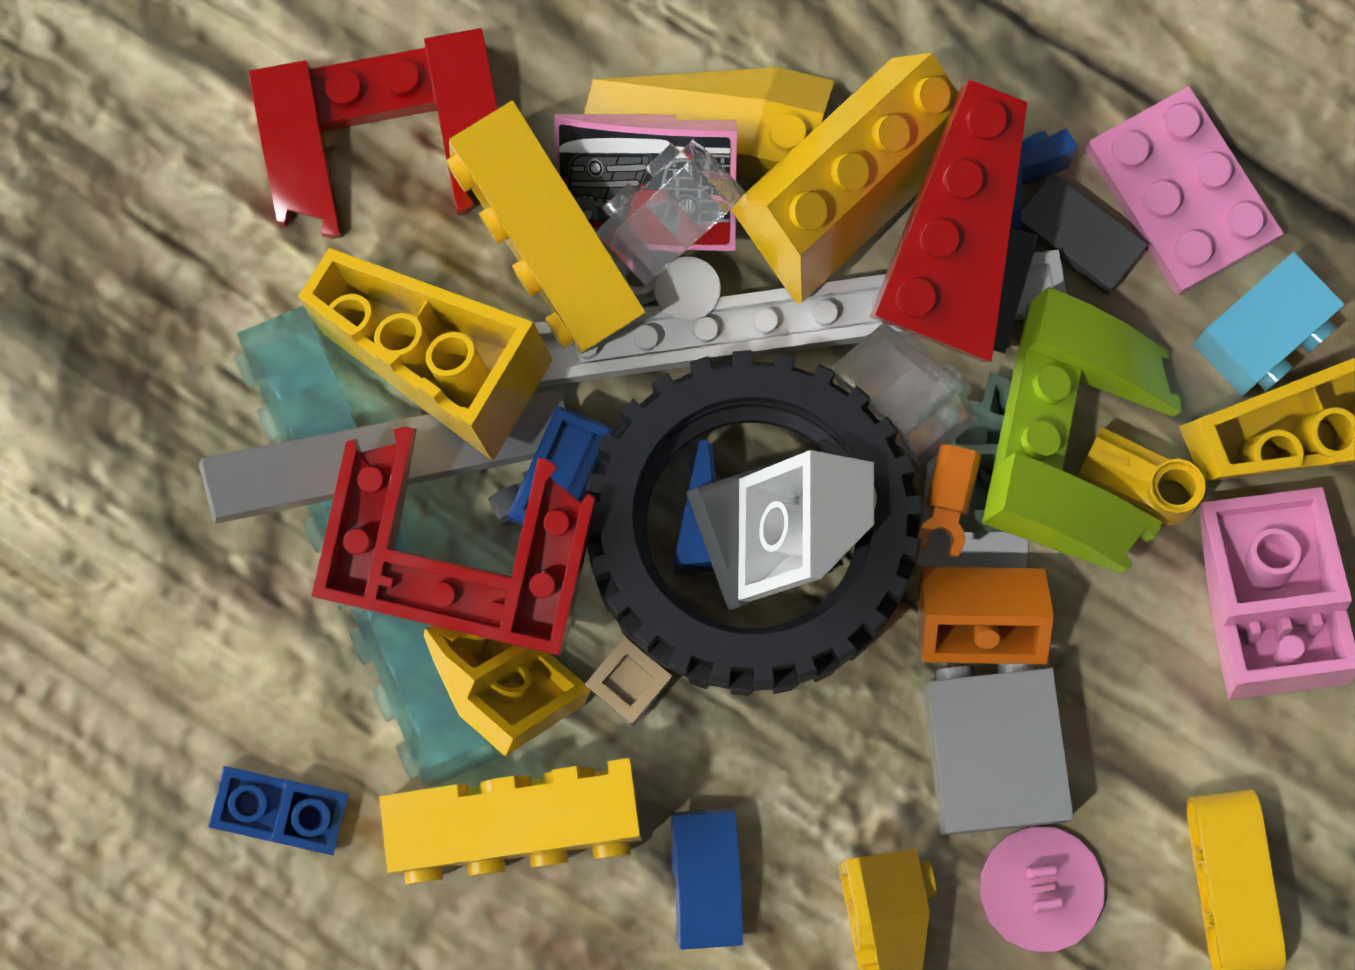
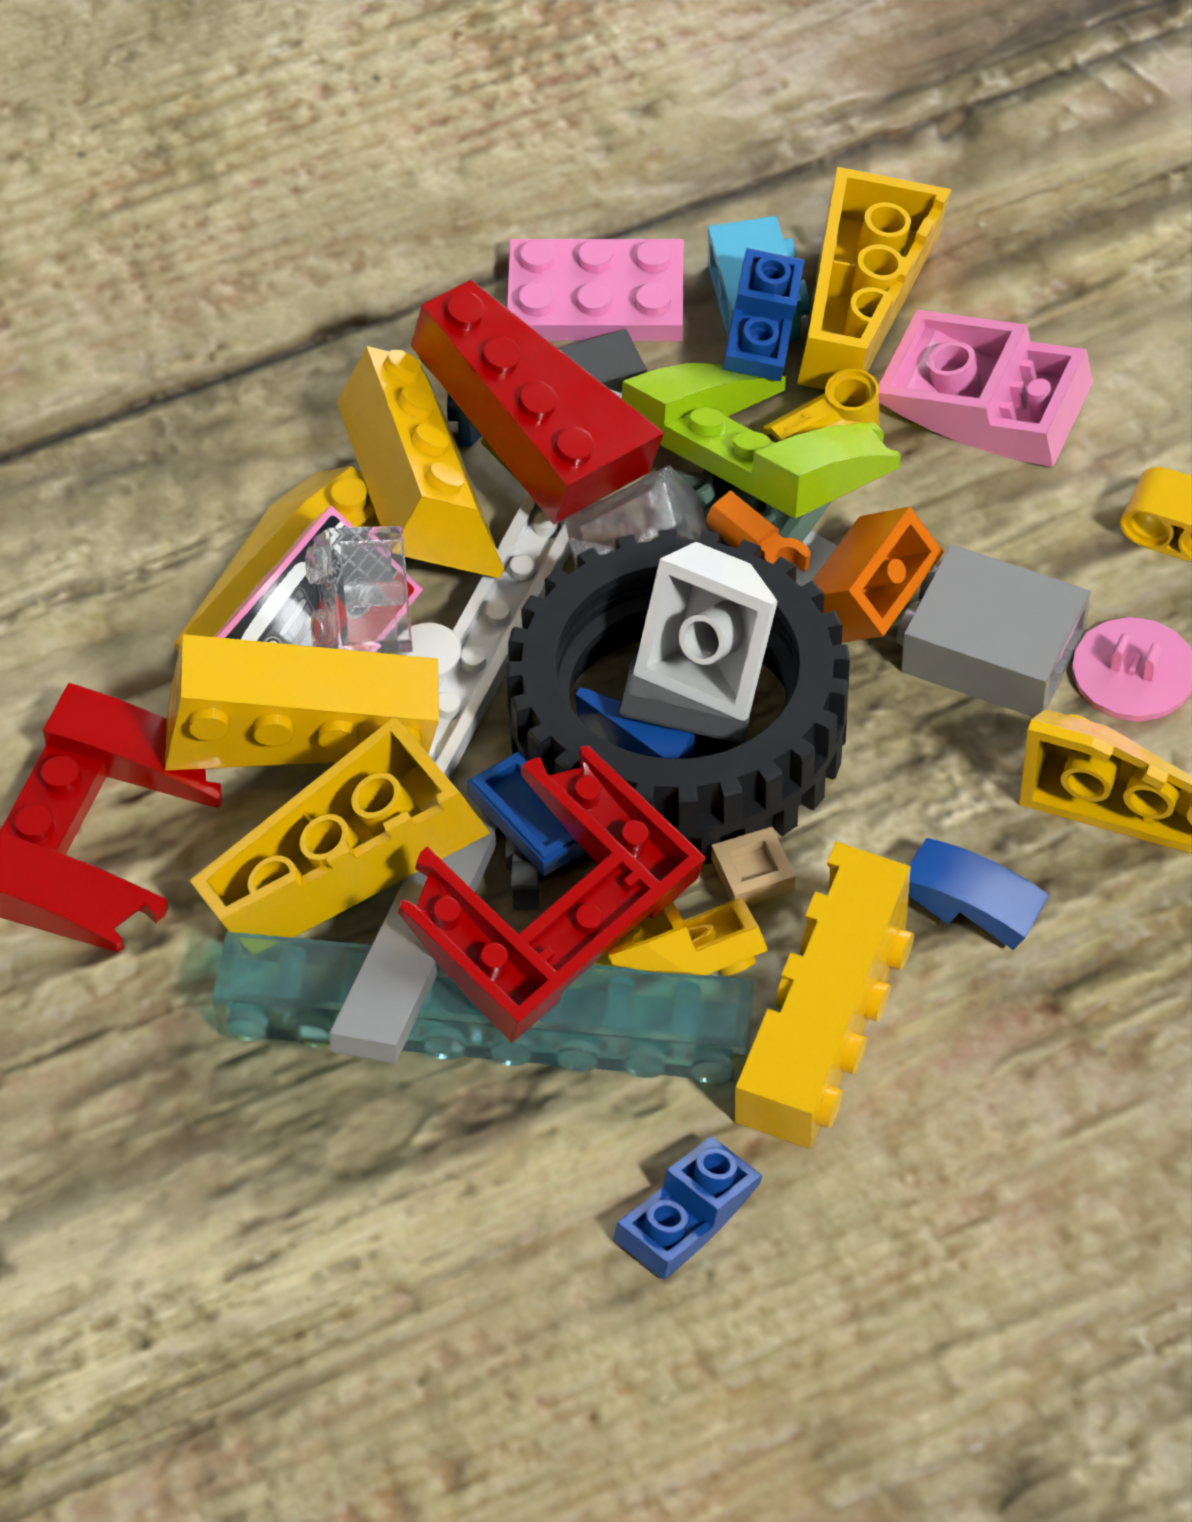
camera: 60 degrees left, 25 degrees down
(1214, 360) = (763, 314): none -> blue slope

